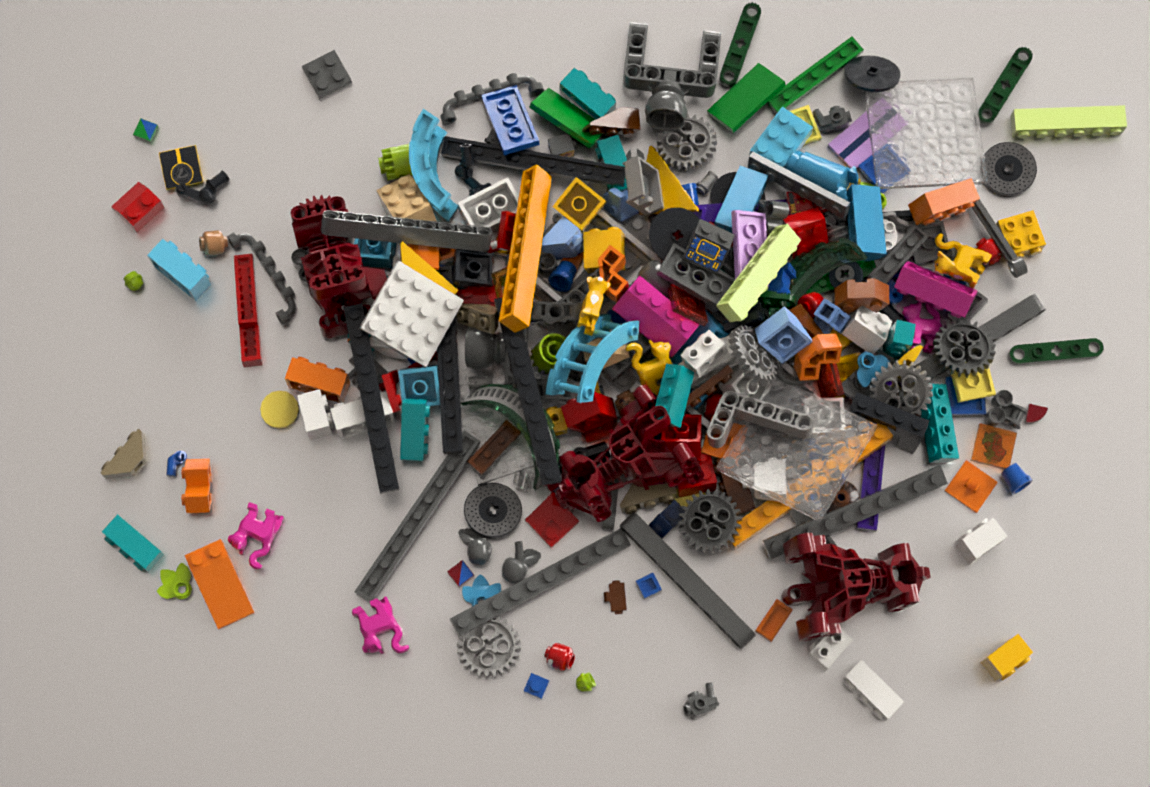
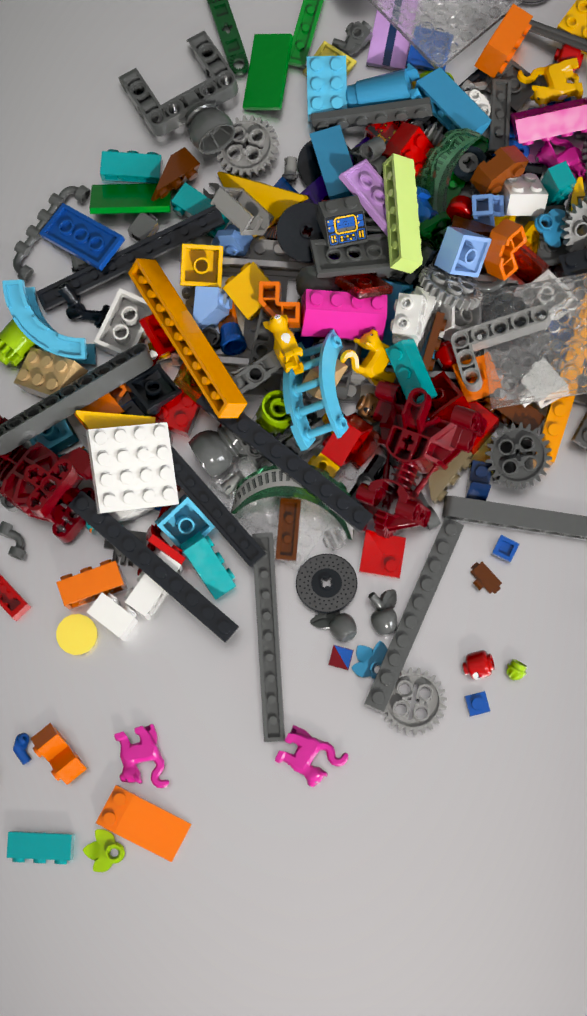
camera: 35 degrees left, 5 degrees up
(480, 316) = (191, 426): dark tan slope -> none

